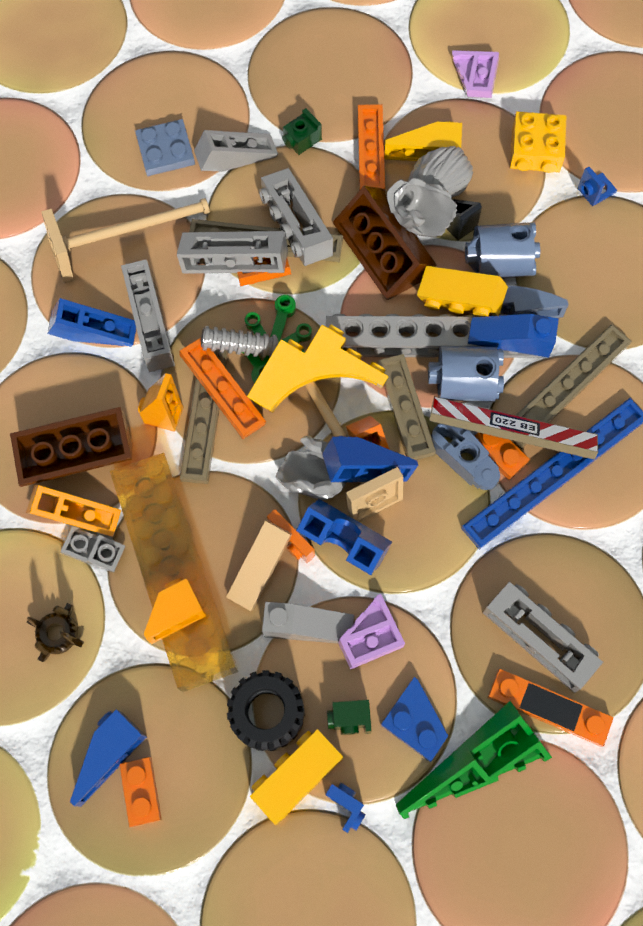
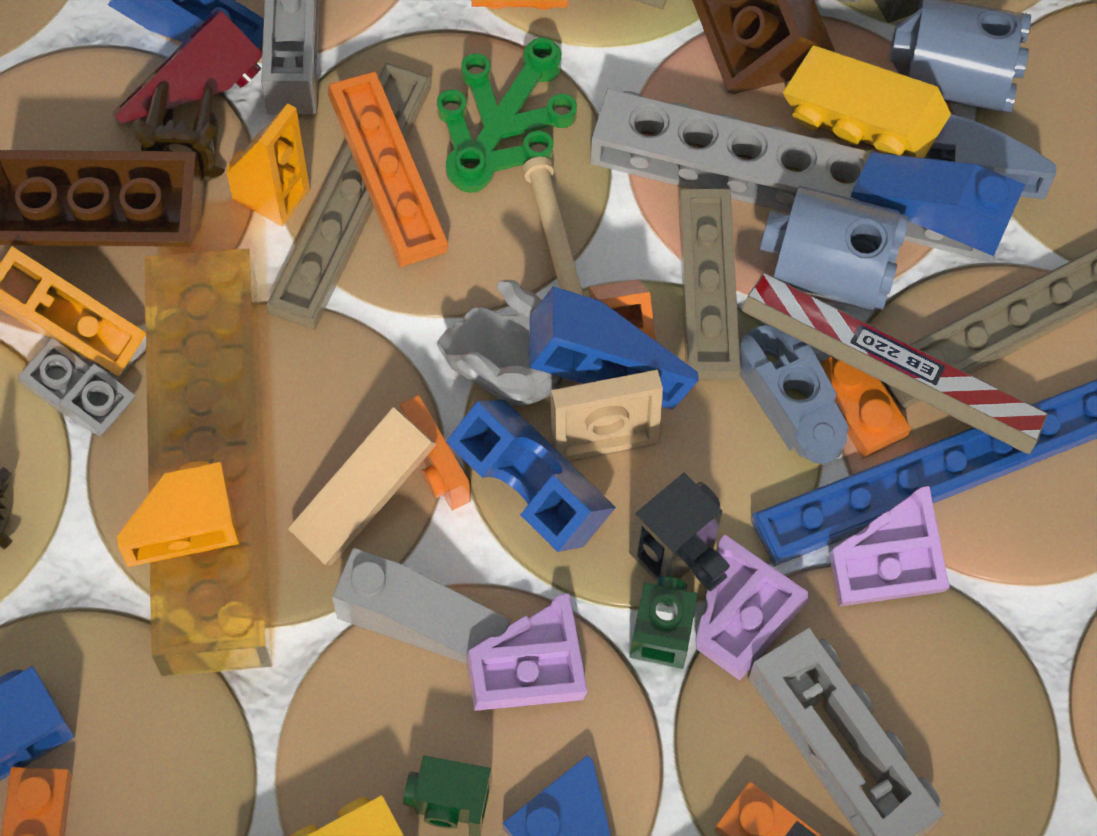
camera: 10 degrees right, 5 degrees down
(97, 400) = (161, 131): none -> dark brown piece
(107, 357) = (211, 56): none -> dark red slope
(238, 342) = (439, 95): light grey piece -> none
(253, 687) = (288, 698): black tyre -> none
(324, 359) = (581, 159): yellow arch -> none
(429, 605) = (660, 639): none -> dark green brick
(430, 548) = (679, 533): none -> black brick
(472, 577) = (746, 610): none -> lavender wing
(538, 529) = (892, 556): none -> lavender wing

